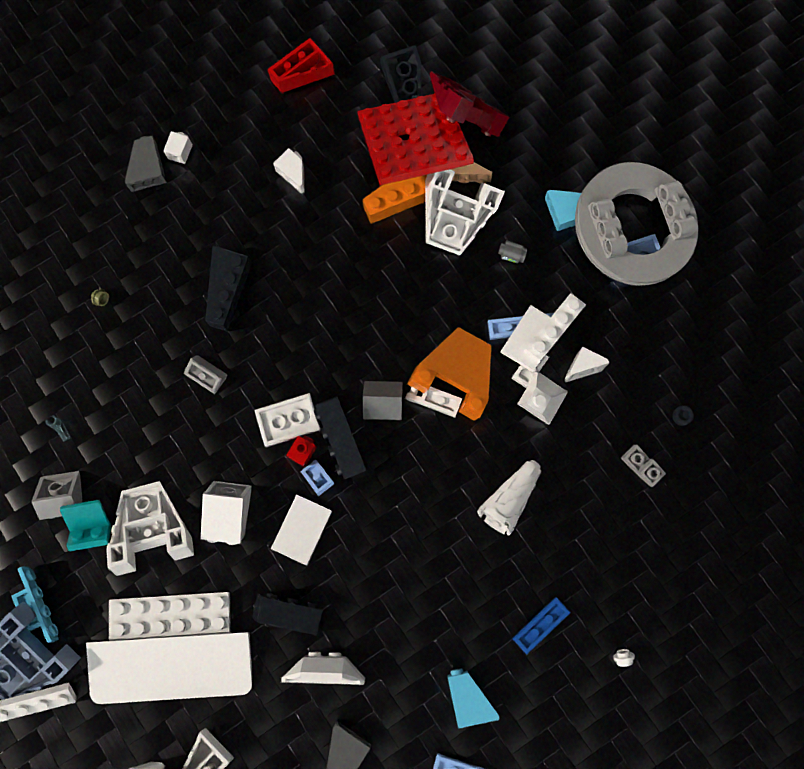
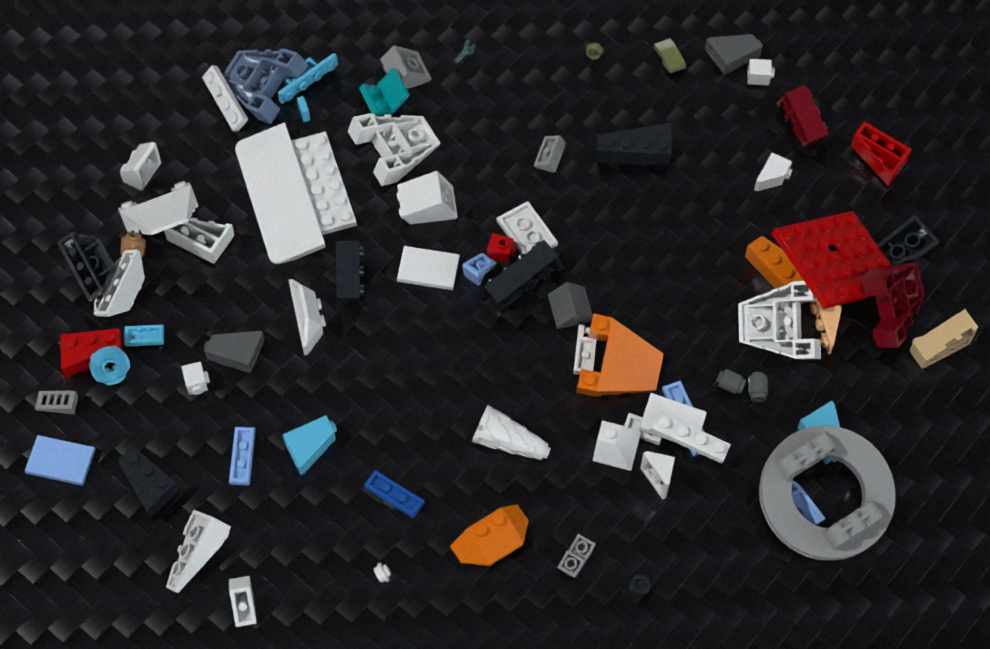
camera: 70 degrees right, 15 degrees down
(74, 617) = (303, 108): none -> medium azure tile
(130, 225) = (670, 55): none -> olive slope
(239, 122) = (804, 115): none -> dark red wedge
(501, 274) = (731, 381): none -> dark grey brick
(507, 77) = (944, 339): none -> tan wedge
(610, 539) = (492, 537): none -> orange wedge

